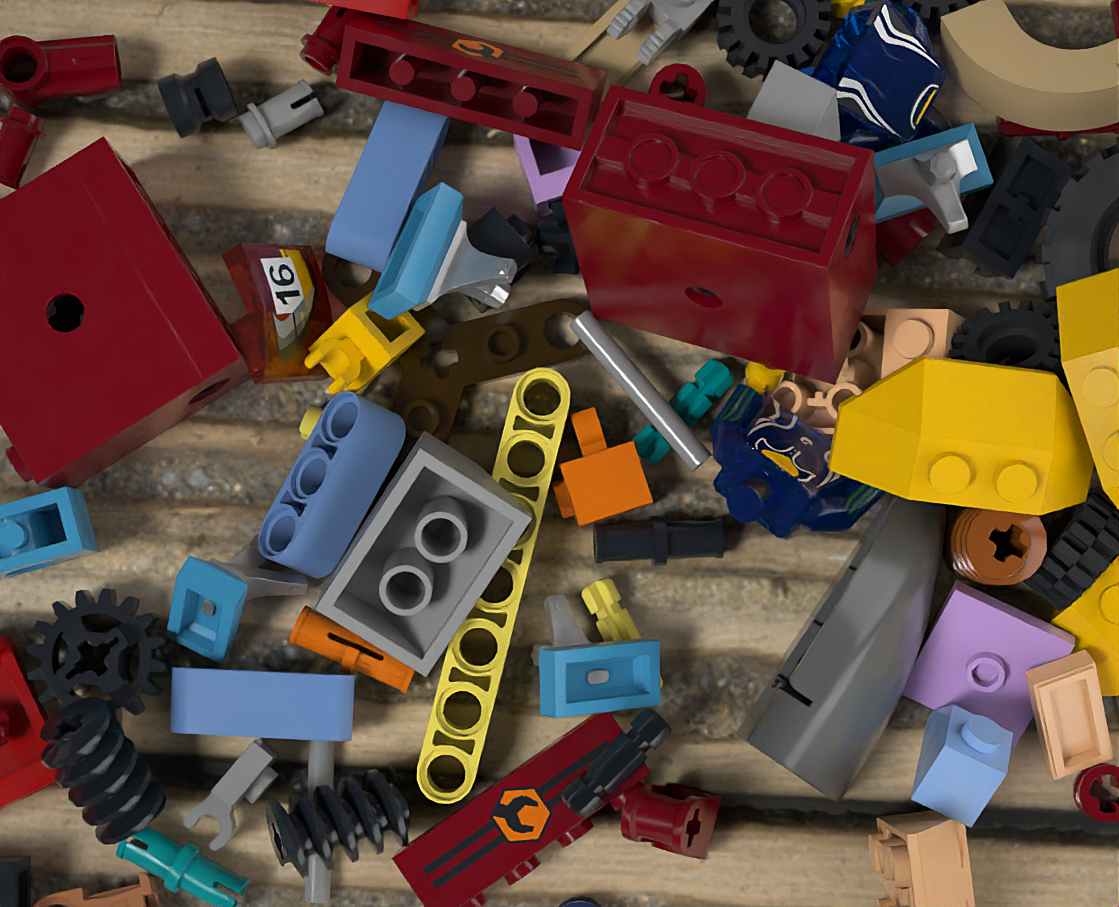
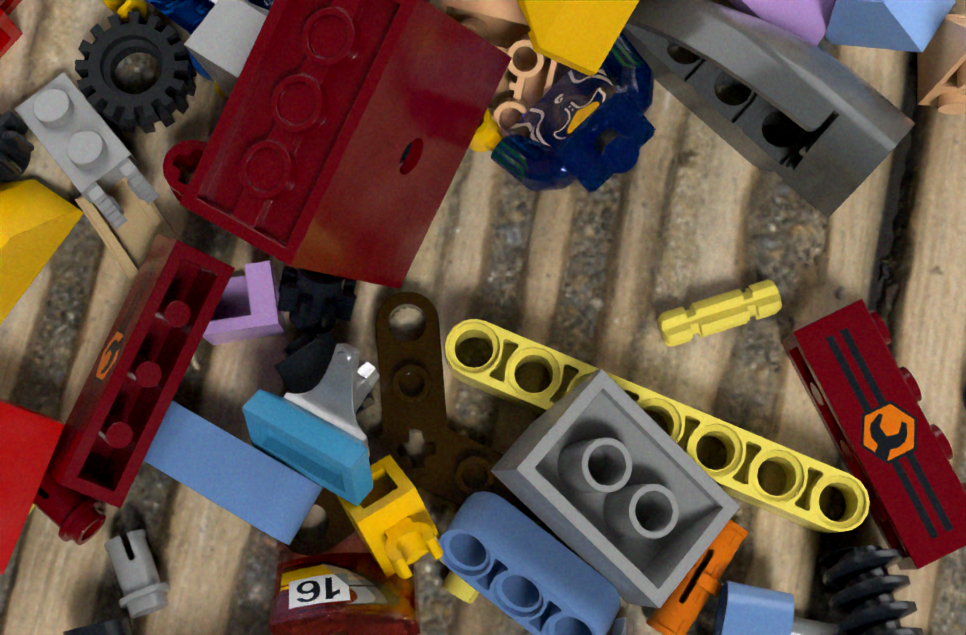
camera: 80 degrees left, 5 degrees down
(592, 676) = (762, 345): dark azure piece -> none
(601, 481) = (564, 304): orange brick -> none
(616, 762) = (851, 329): black axle -> none
(640, 390) = (481, 252): light grey bar -> none
(658, 540) = (629, 262): black pin -> none
(671, 817) = (905, 285): dark red piece -> none
(690, 404) = (506, 220): teal axle -> none

